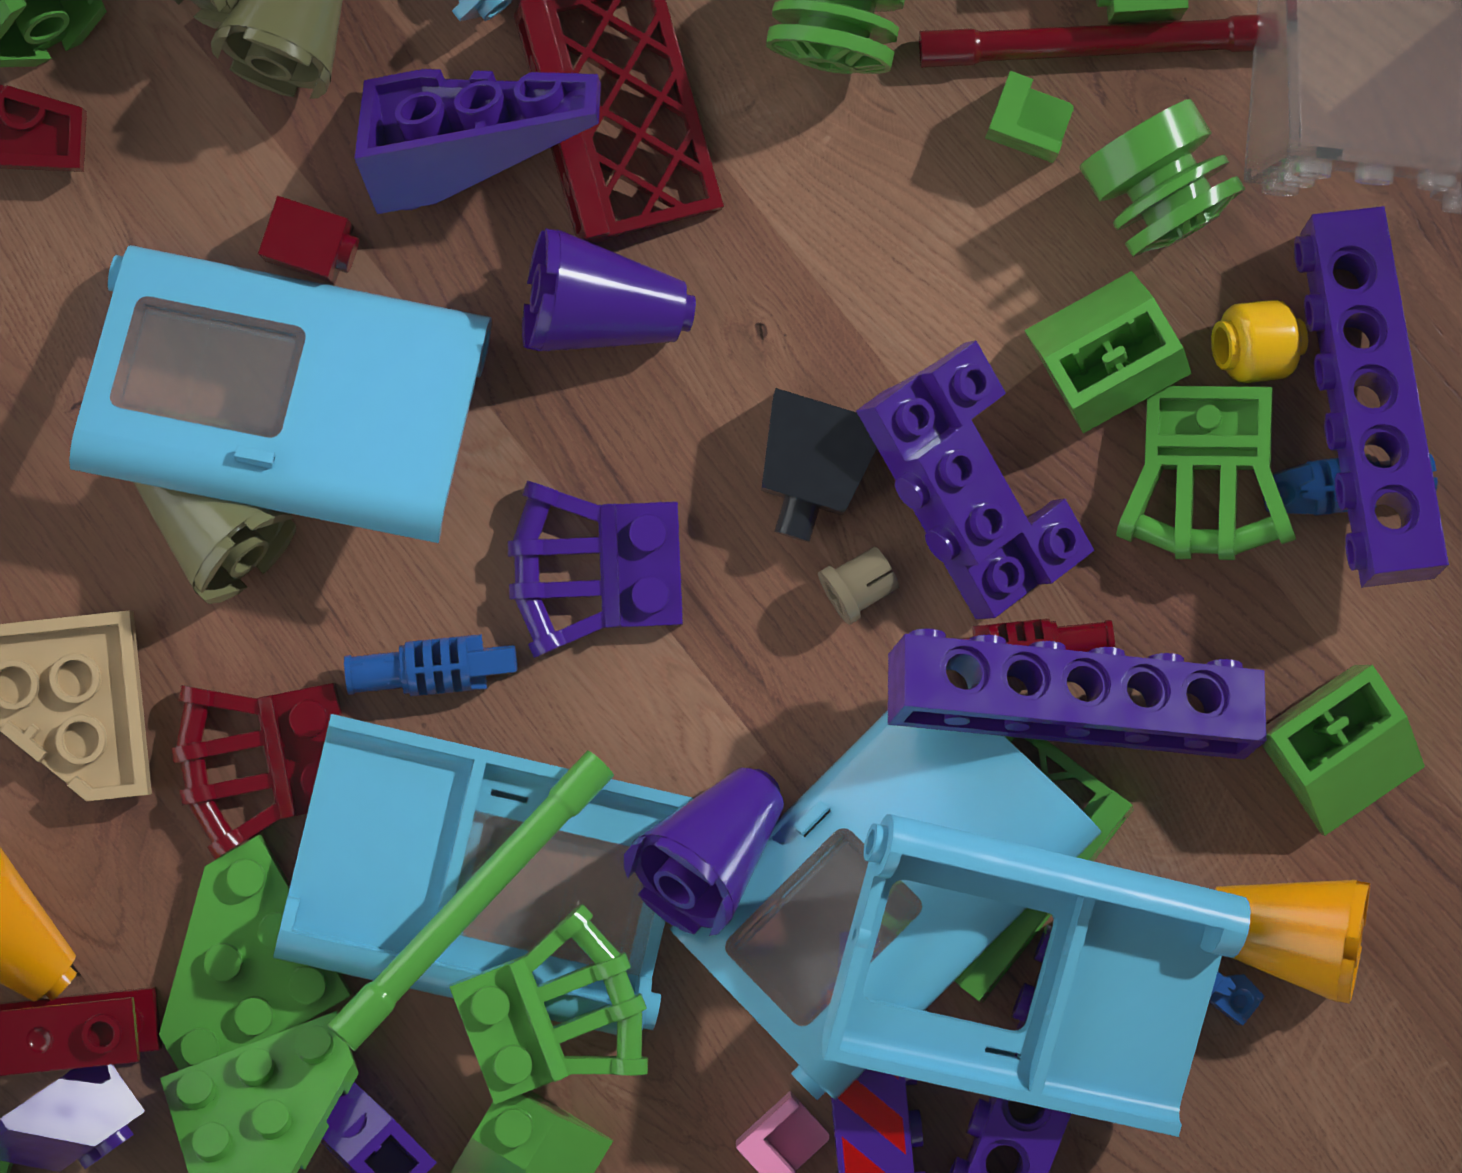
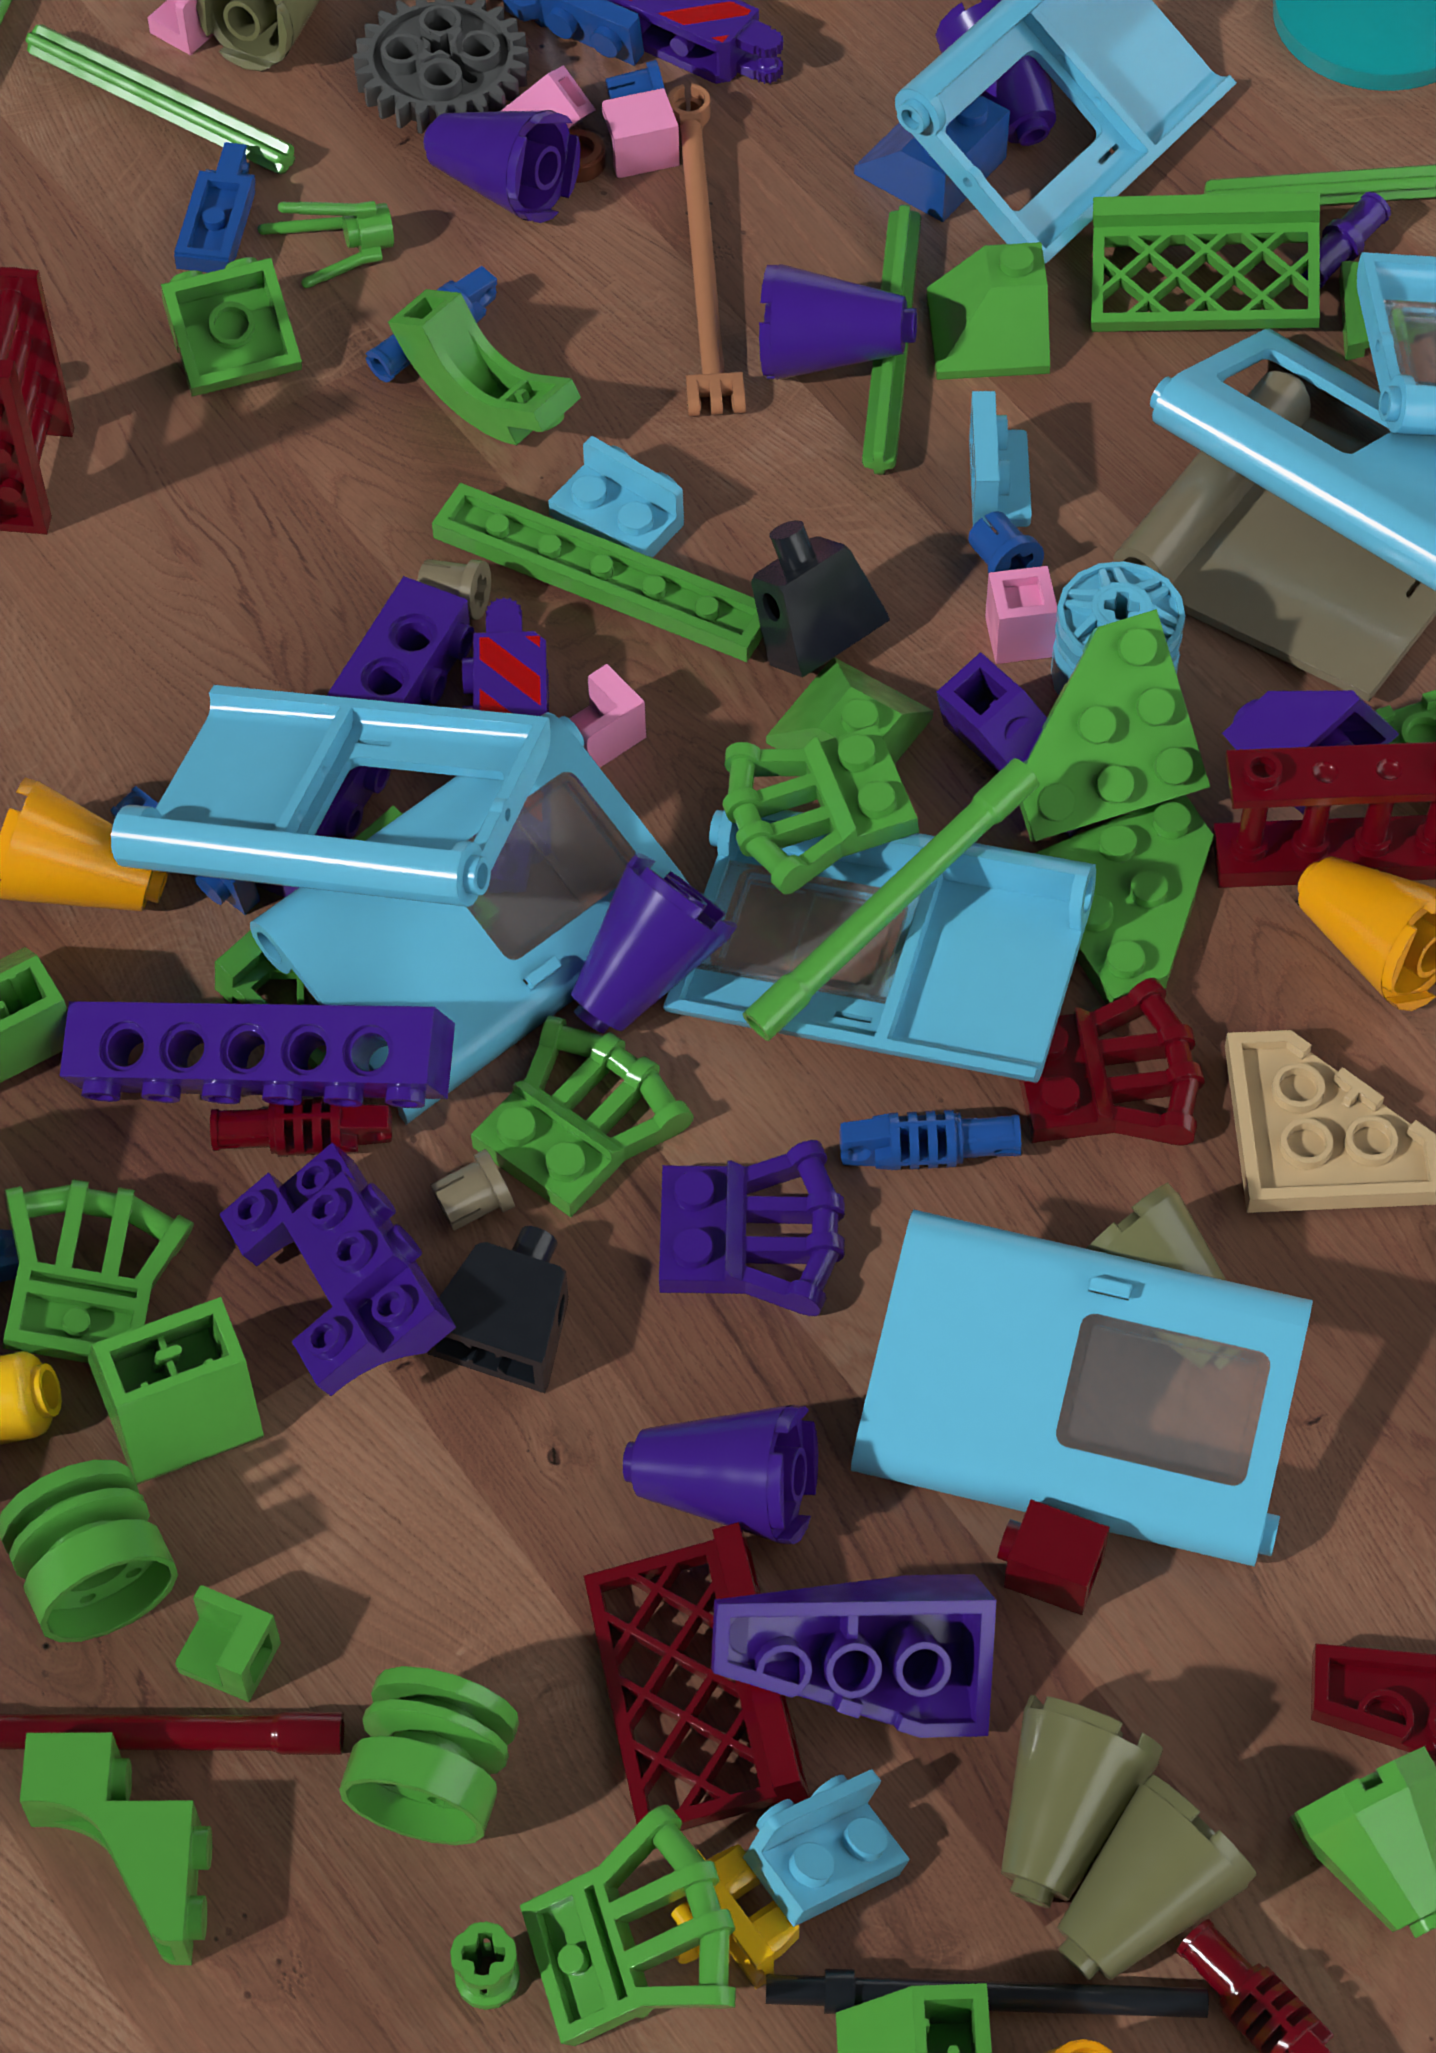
camera: 175 degrees left, 30 degrees down
(791, 648) = (555, 1148): none -> bright green plate

